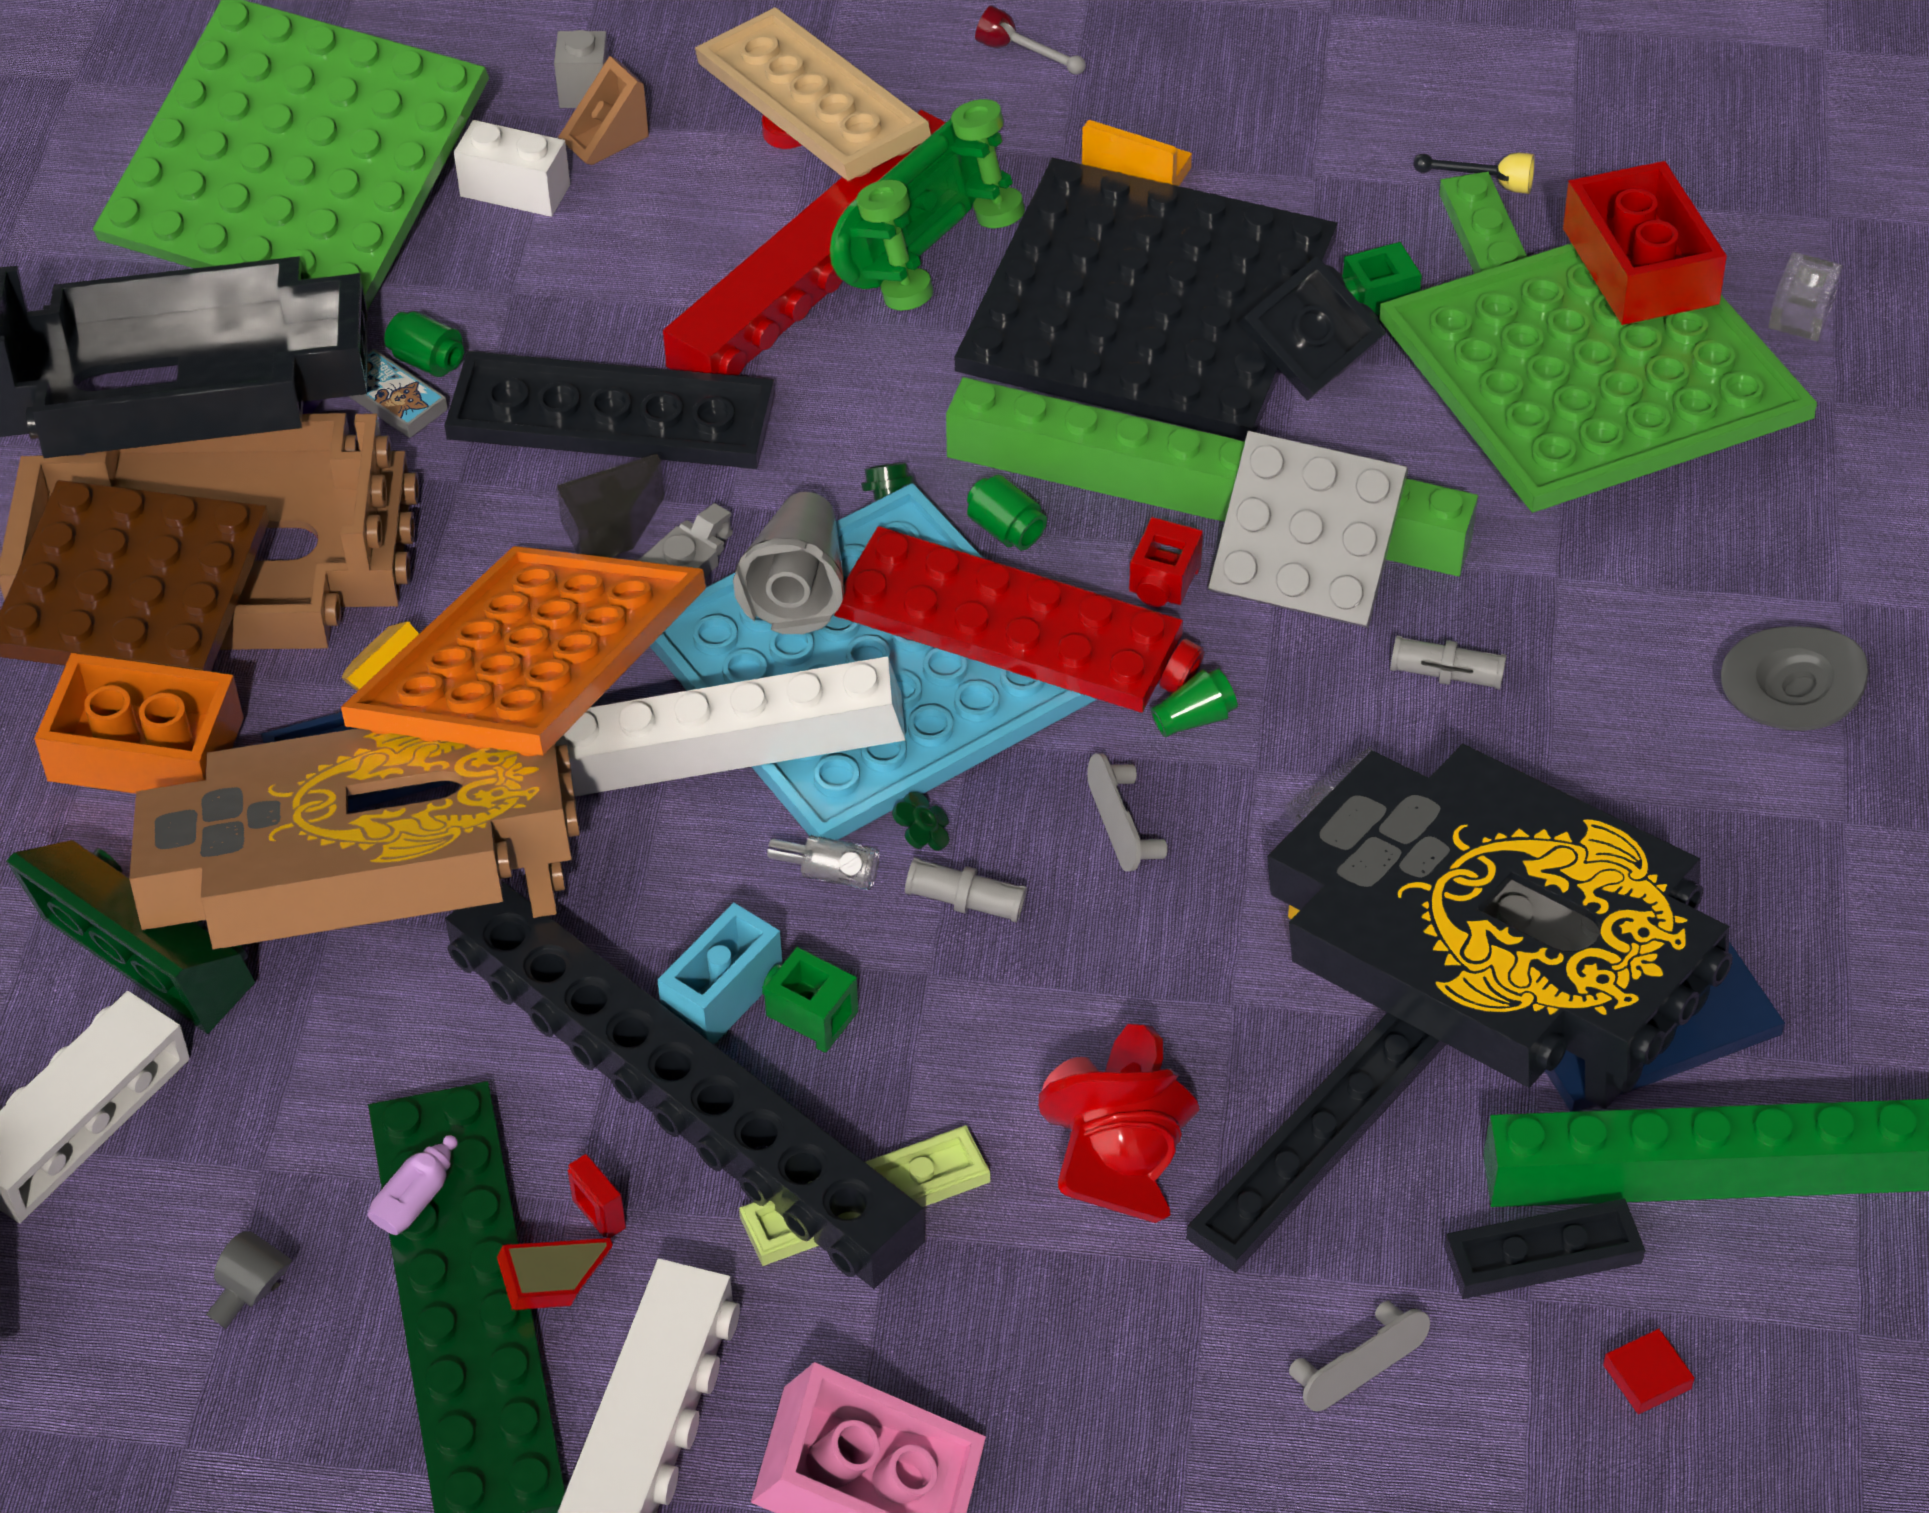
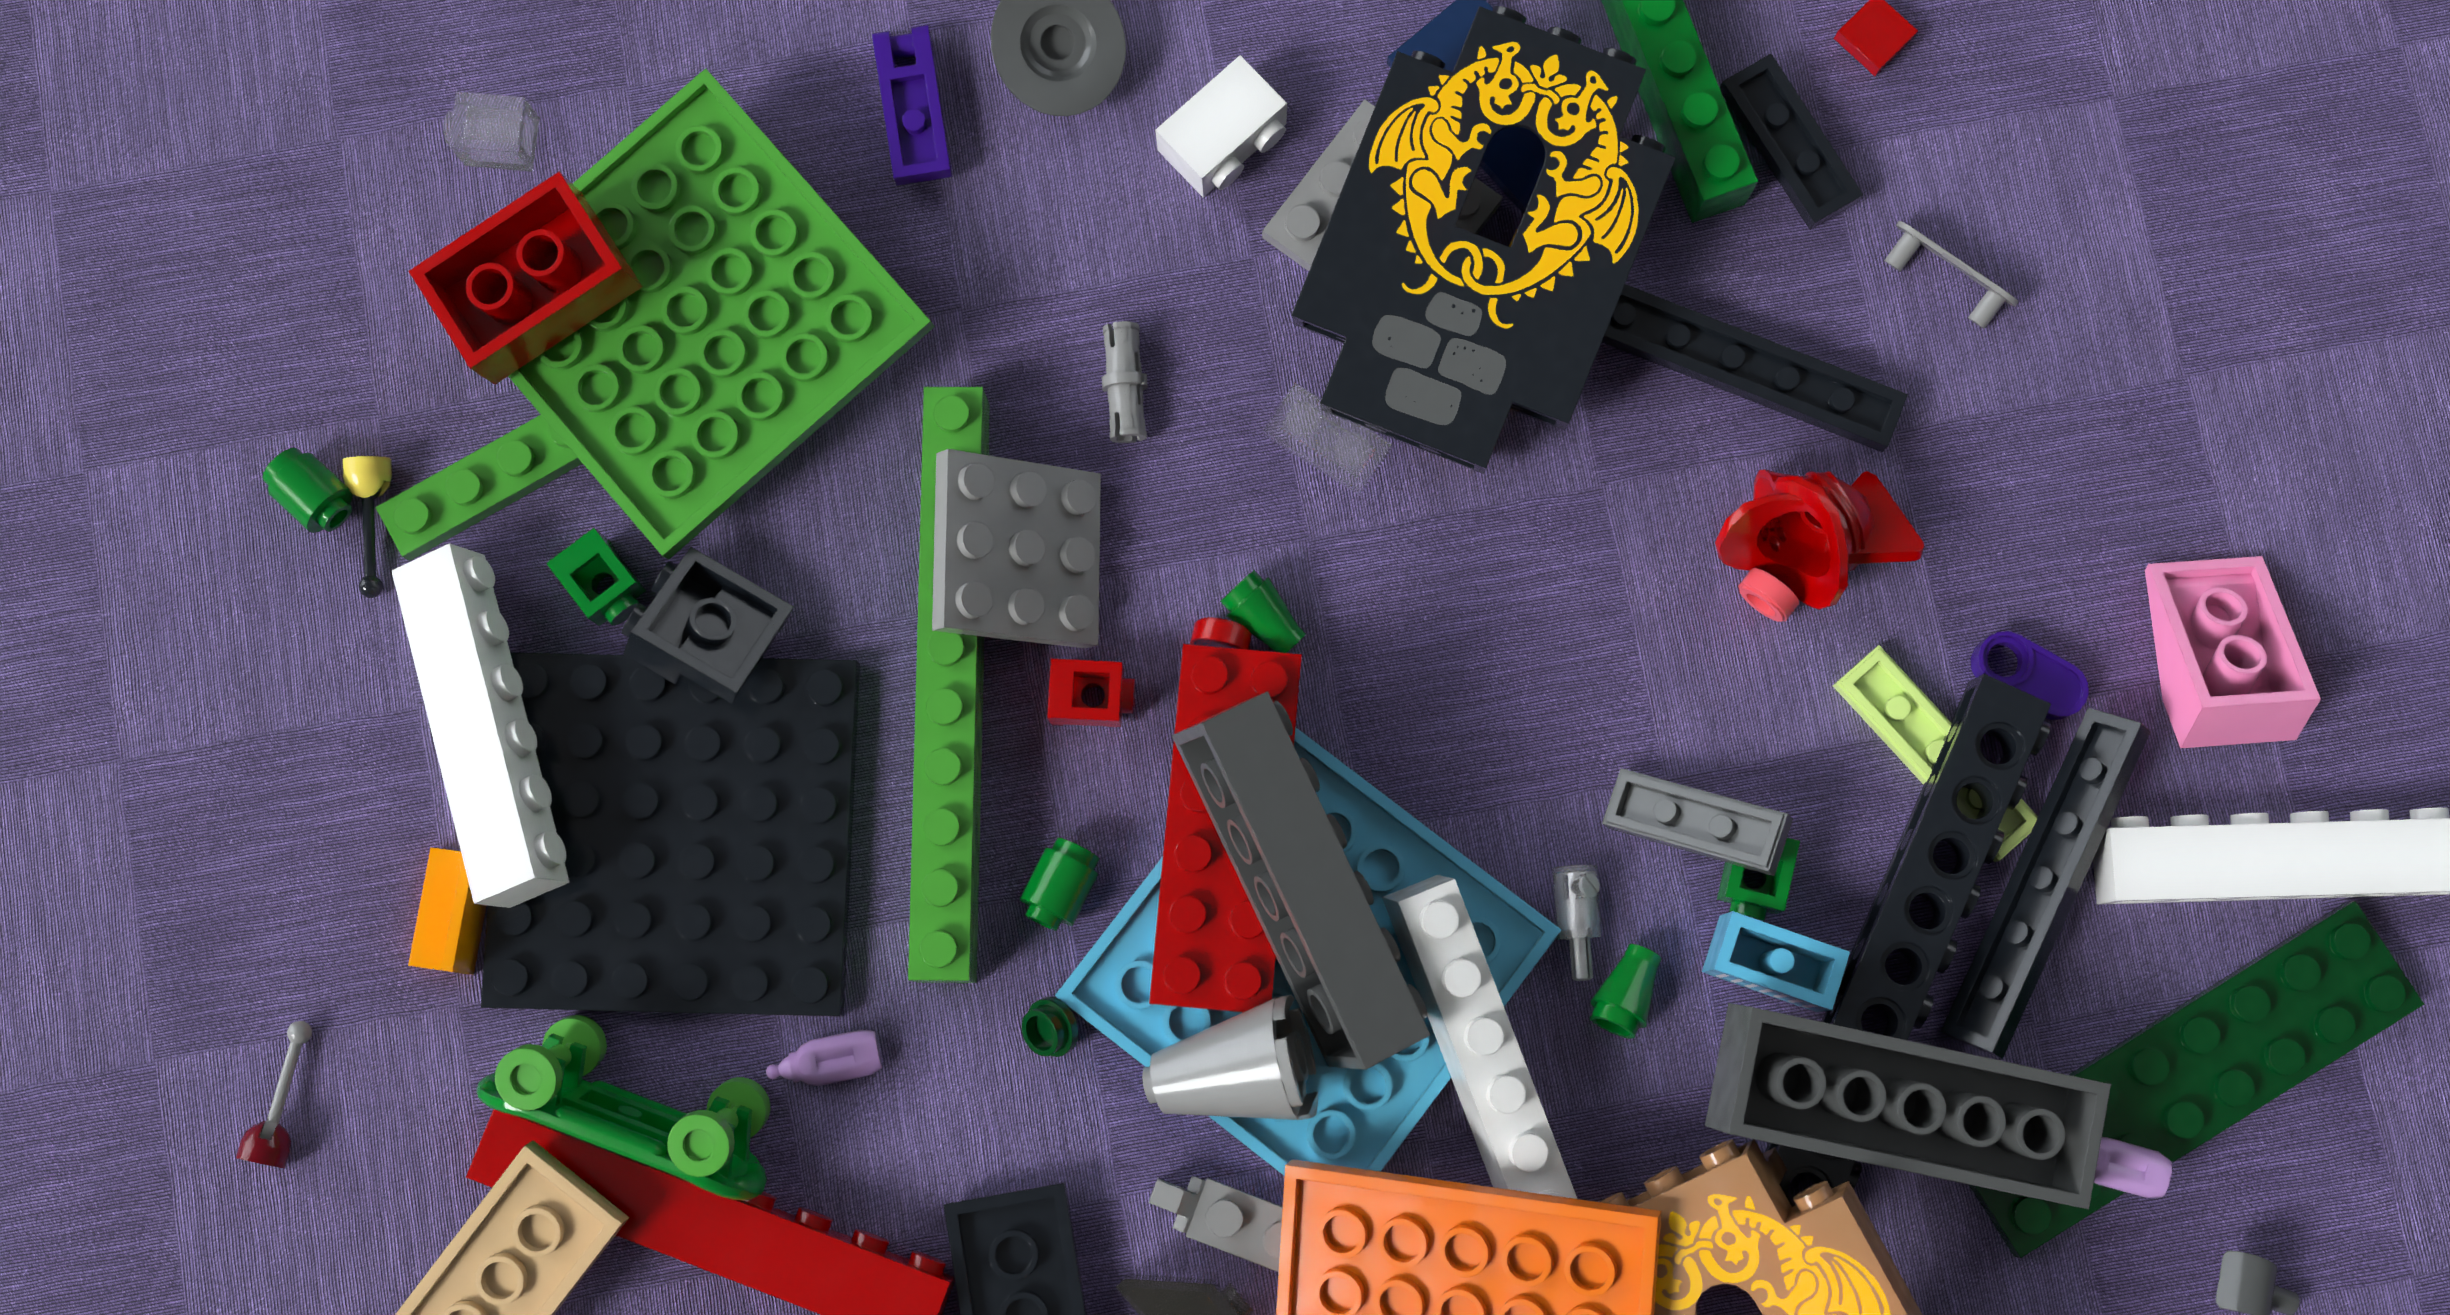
camera: 105 degrees left, 30 degrees up
(545, 993) = (1907, 1106): none -> dark grey brick
(550, 1271) = (2143, 1001): tile -> none
(596, 1197) = (2050, 993): red tile -> none
(706, 1227) = (2045, 882): none -> black plate
(740, 872) = (1626, 995): none -> green cone
(874, 951) = (1698, 821): none -> tile
(901, 1304) = (2036, 673): none -> dark purple piece
(921, 351) = (831, 1059): none -> lavender piece
(923, 823) = (1499, 838): dark green plant -> none
(938, 600) = (1302, 884): none -> dark grey brick
(965, 889) = (1570, 768): light grey pin -> none
(1118, 822) = (1463, 626): light grey piece -> none
(1277, 180) = (480, 727): none -> white brick
(1514, 131) = (308, 490): none -> green brick
(1681, 784) = (1223, 127): none -> white brick
(1765, 573) = (912, 107): none -> dark purple plate

